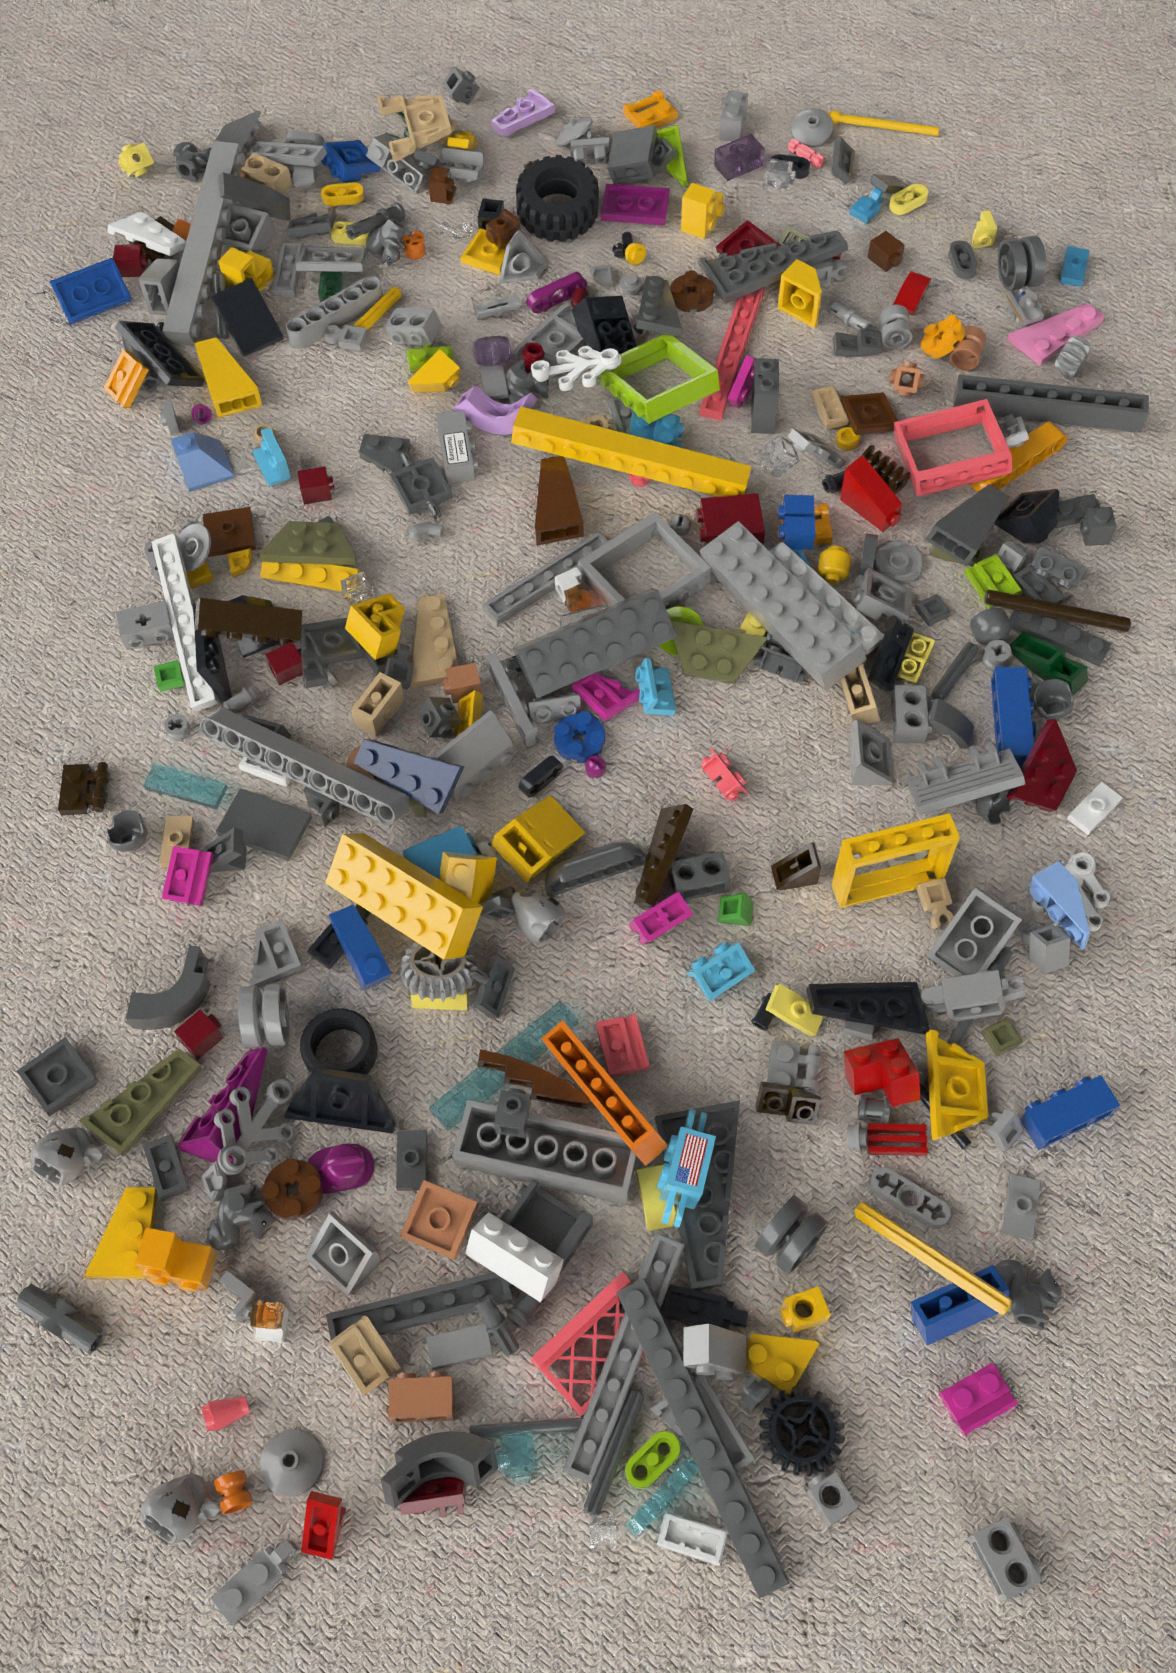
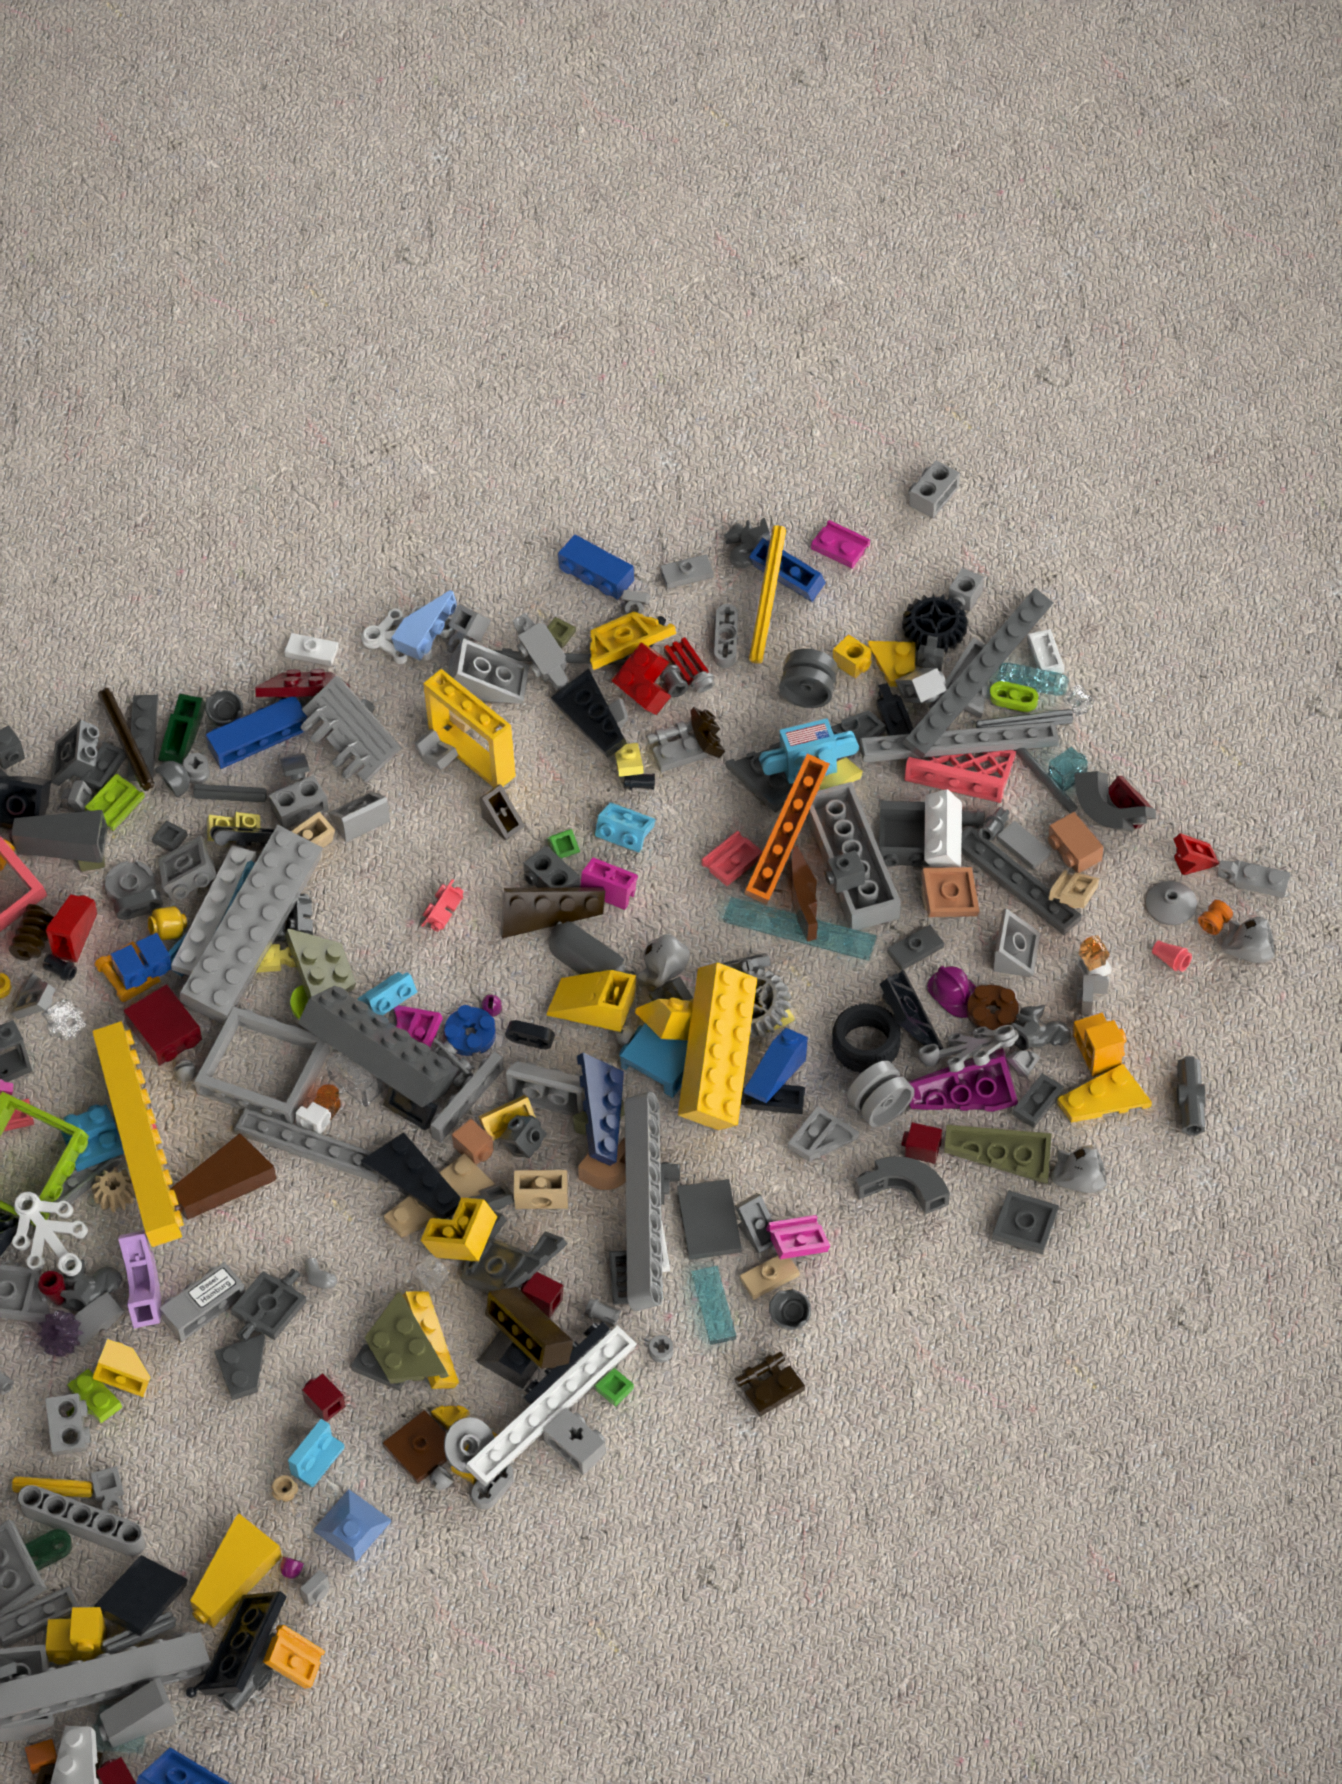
camera: 120 degrees left, 5 degrees down
(463, 622) = (413, 1175): none -> black wing

